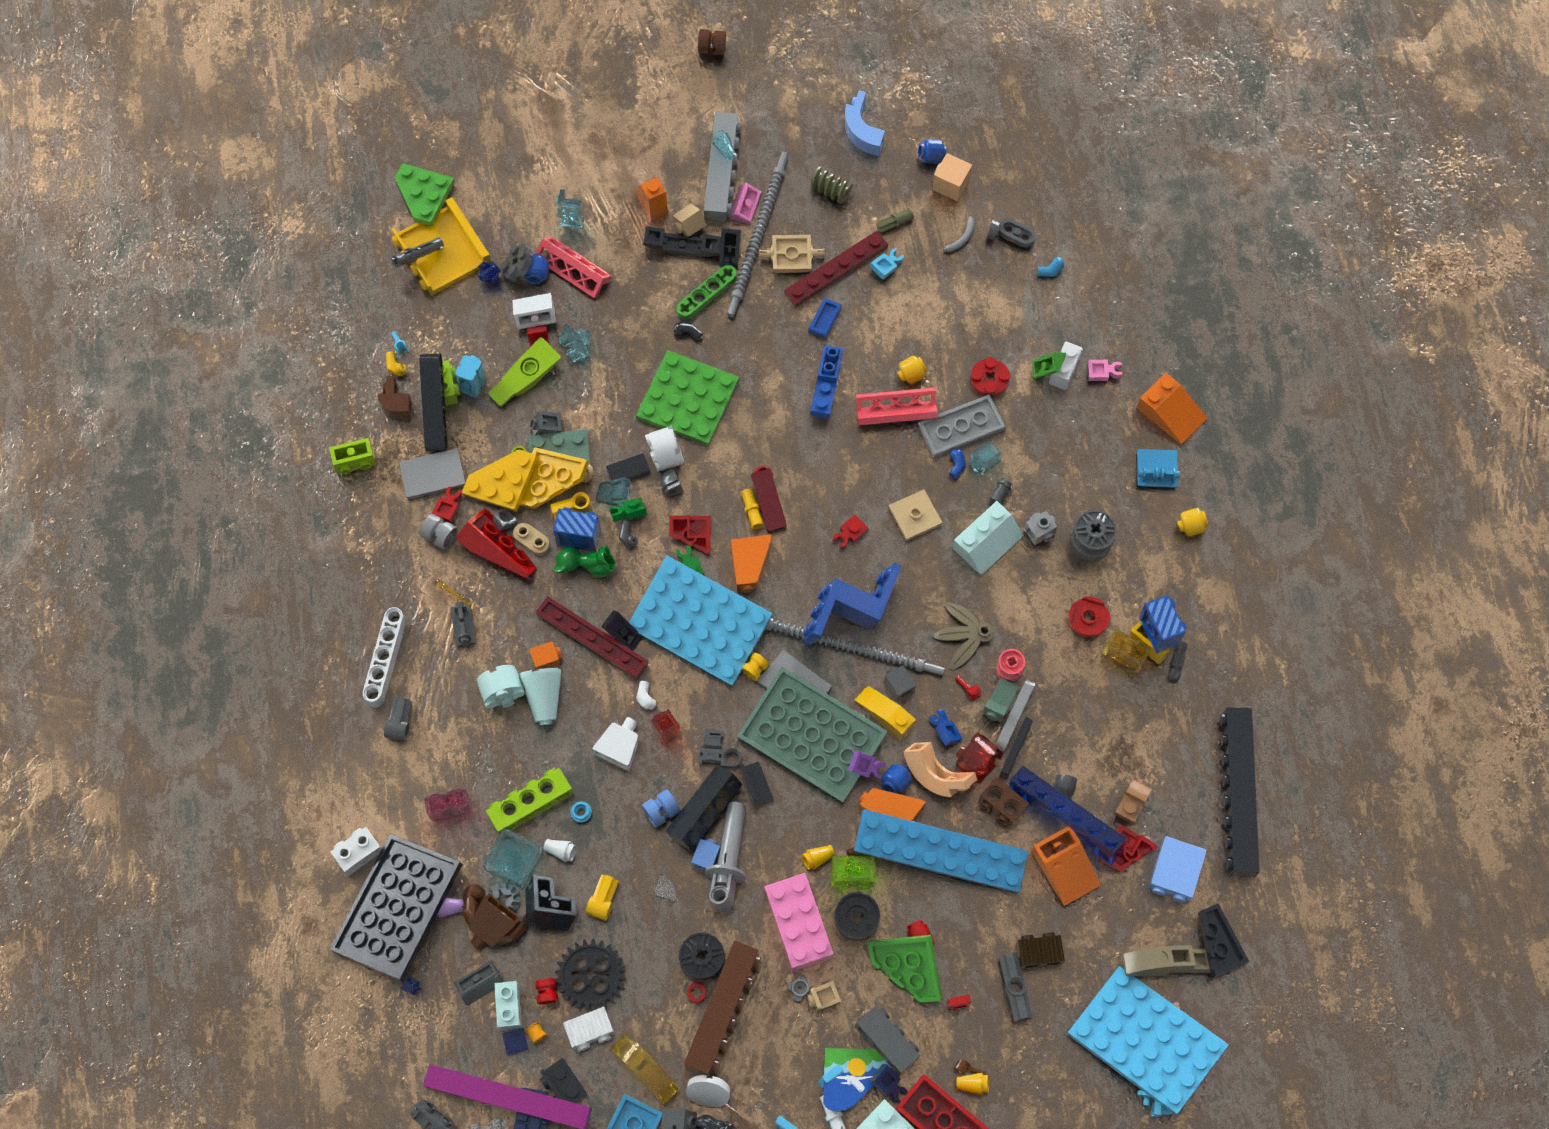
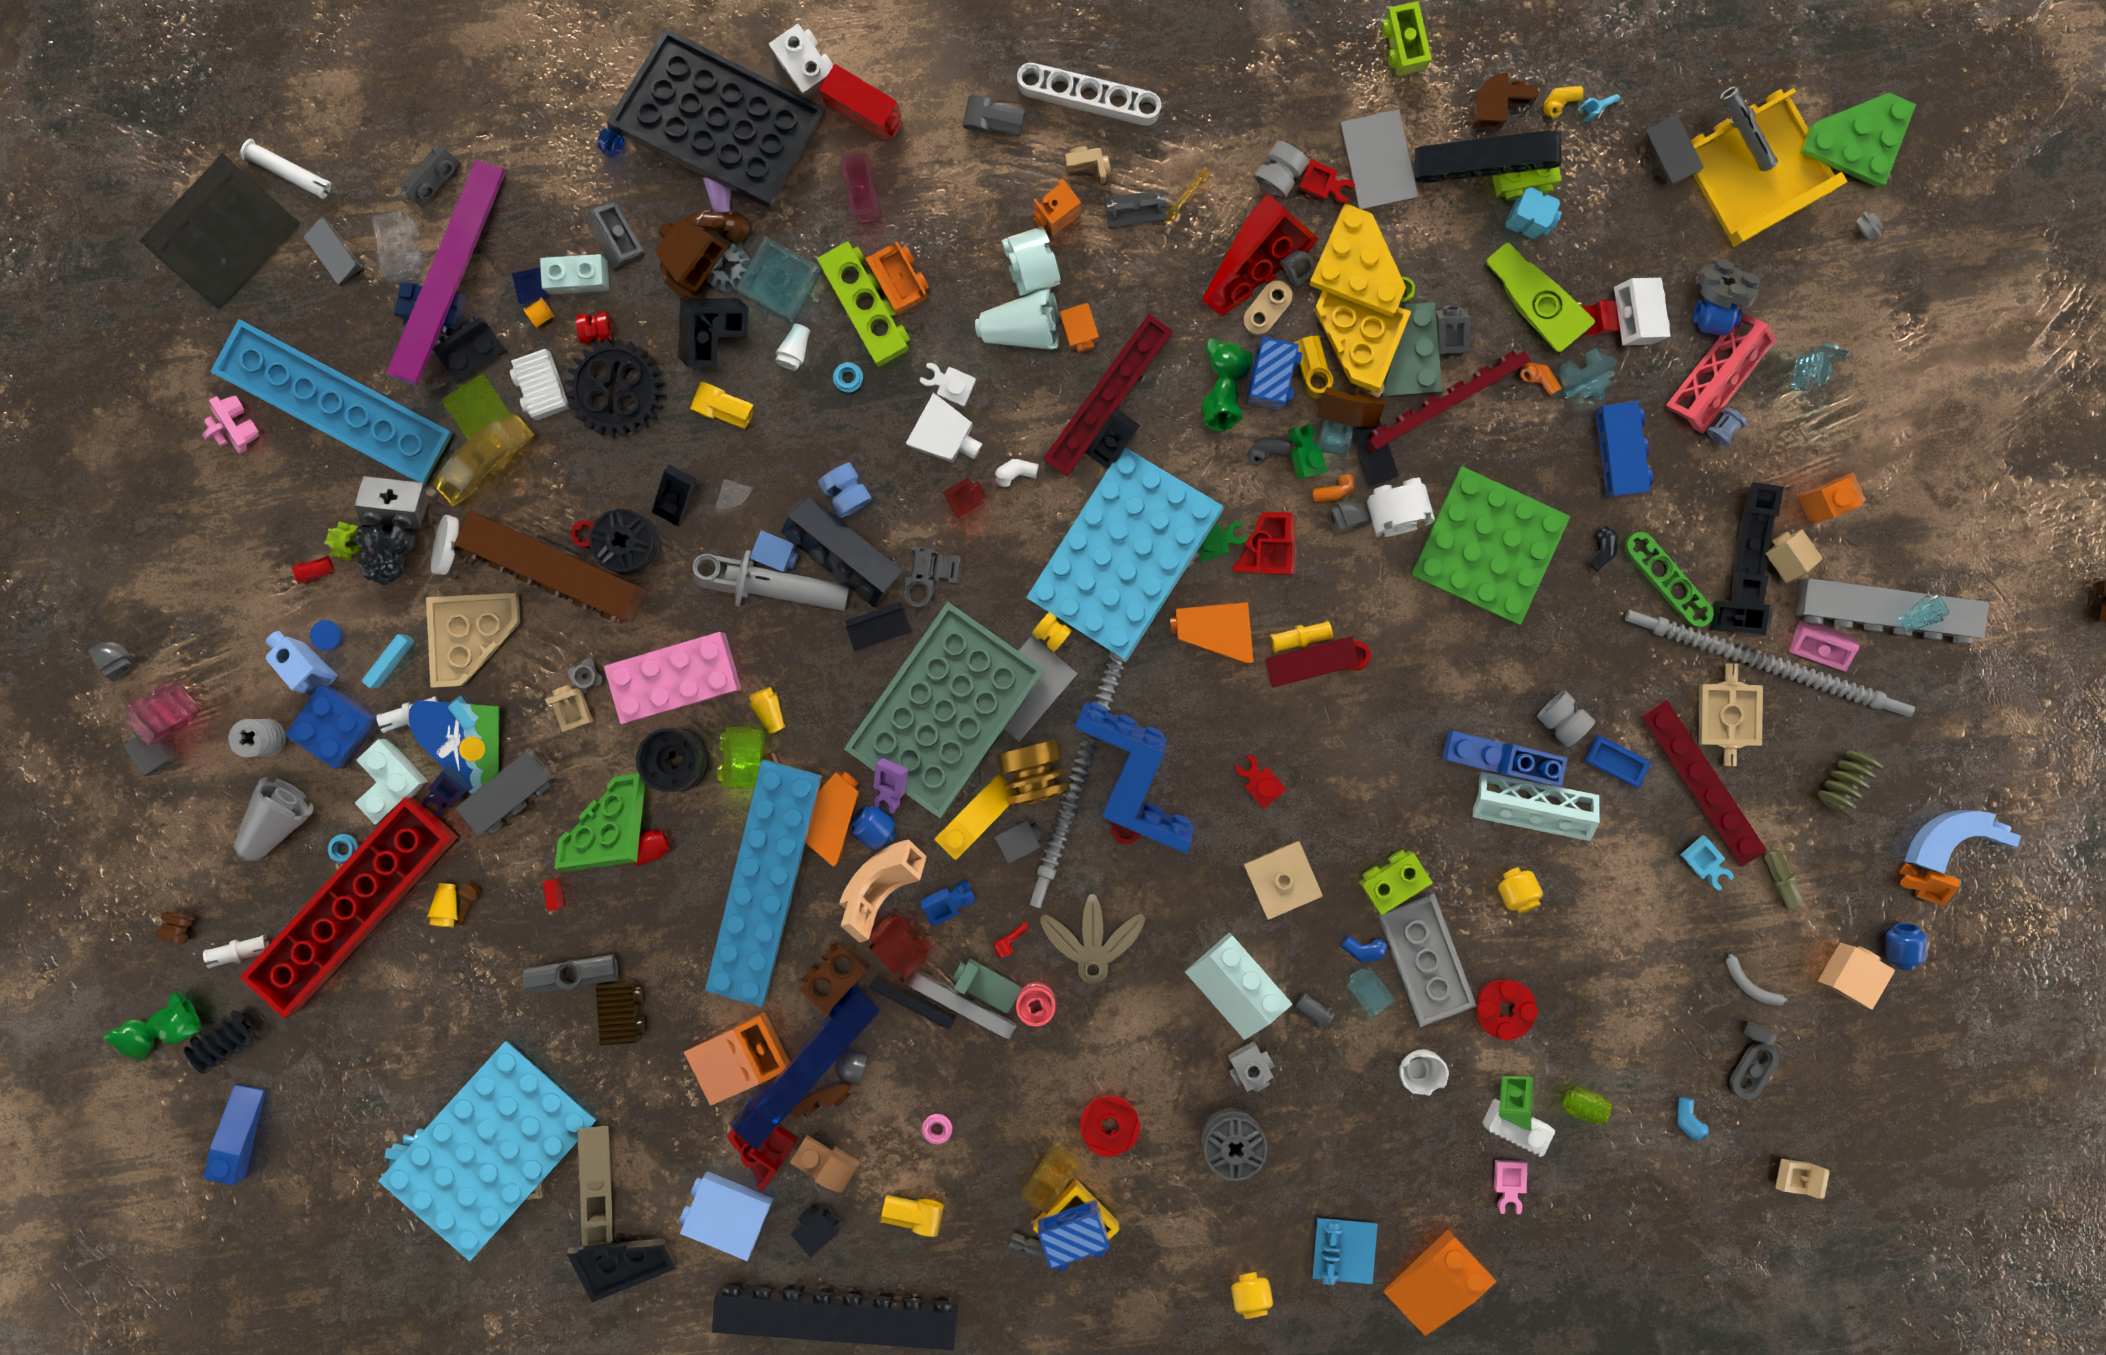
camera: 95 degrees right, 20 degrees up
(388, 805) = (861, 103): none -> red brick
(428, 660) = (1082, 159): none -> tan bracket
(429, 295) = (1675, 149): none -> dark grey hinge
(464, 671) = (1057, 209): none -> orange hinge
(479, 186) = (1869, 225): none -> light grey plate
(488, 272) = (1713, 241): clear blue gear -> none
(509, 778) = (897, 277): none -> orange hinge
(575, 370) = (1540, 374): none -> orange arm
(584, 741) = (952, 386): none -> white plate
(597, 430) = (1436, 406): none -> dark red plate
(600, 481) = (1346, 409): none -> reddish brown slope
(606, 1078) = (475, 405): none -> clear neon green piece
(608, 261) = (1727, 427): none -> sand blue bush
(623, 320) = (1624, 449): none -> blue brick
(655, 492) = (1335, 493): none -> orange arm
(667, 927) = (674, 495): none -> black slope
(772, 1076) = (466, 633): none -> tan plate
(802, 344) = (1566, 719): none -> light grey wheel
(852, 671) = (1033, 772): none -> pearl gold wheel
(861, 362) = (1537, 811): none -> light aqua fence
(889, 615) = (1123, 835): none -> red plate
(893, 137) = (1930, 887): none -> orange plate
(895, 413) = (1453, 863): coral fence -> none
(911, 445) = (1394, 881): none -> lime brick
(1034, 422) = (1423, 1072): none -> white hair
(1048, 326) = (1587, 1105): none -> clear neon green brick
(1082, 203) = (1802, 1178): none -> tan bracket
(1086, 800) = (828, 1094): none -> reddish brown slope
(1105, 725) = (935, 1138): none -> bright pink plate
(1163, 738) = (920, 1215): none -> yellow piece
(1179, 807) = (816, 1229): none -> black brick

